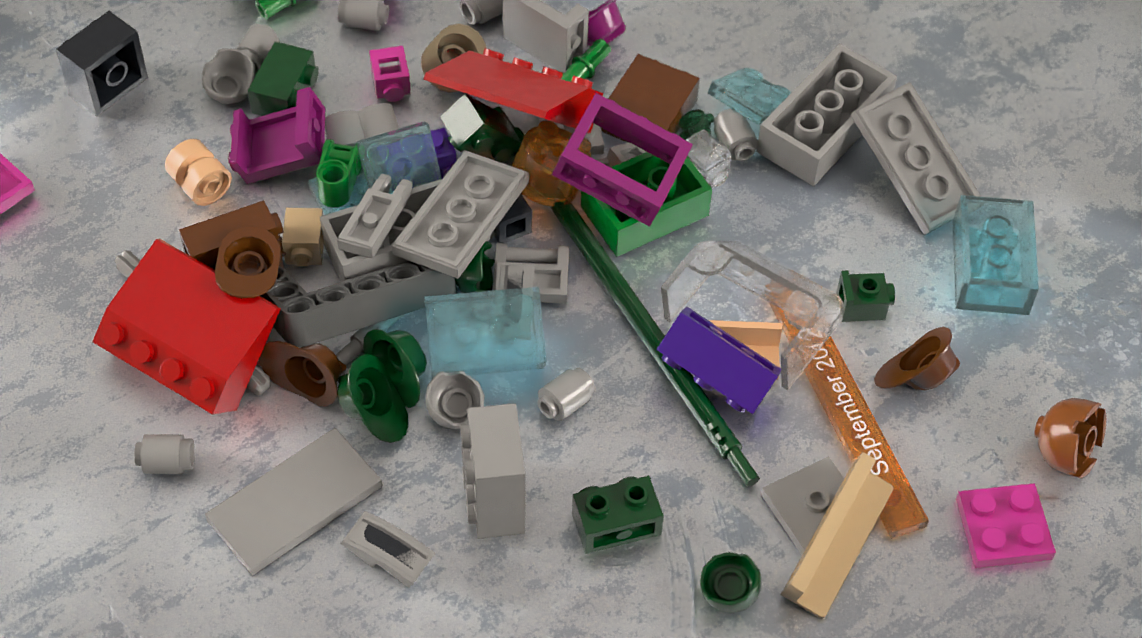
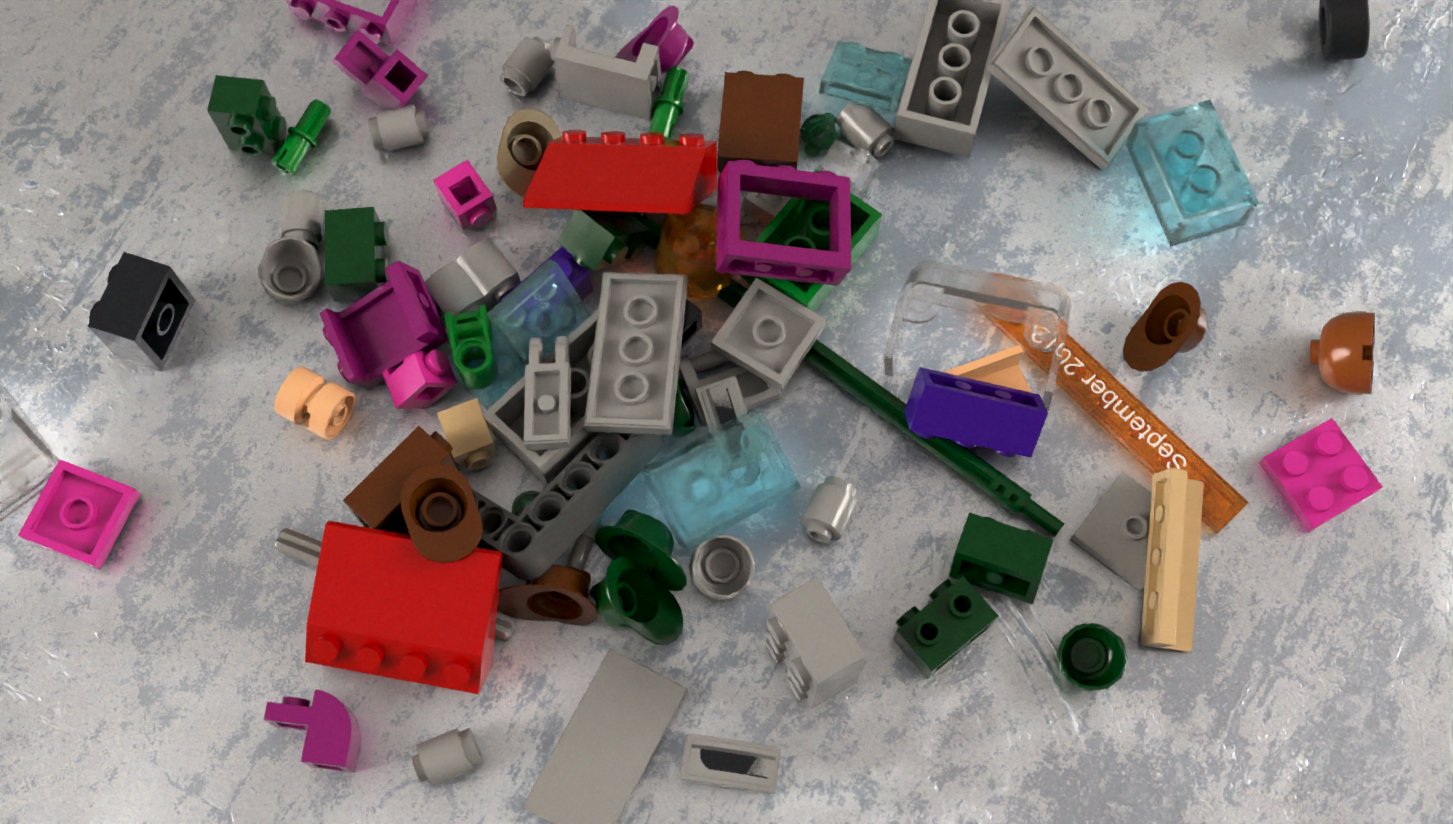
camera: 20 degrees left, 15 degrees up
(83, 398) = (331, 729): none -> magenta brick
(292, 177) = (420, 380): none -> dark pink brick
(577, 245) = (768, 334): none -> light grey plate
(689, 477) = (1001, 557): none -> dark green brick
(865, 296) = (1066, 272): dark green brick -> none

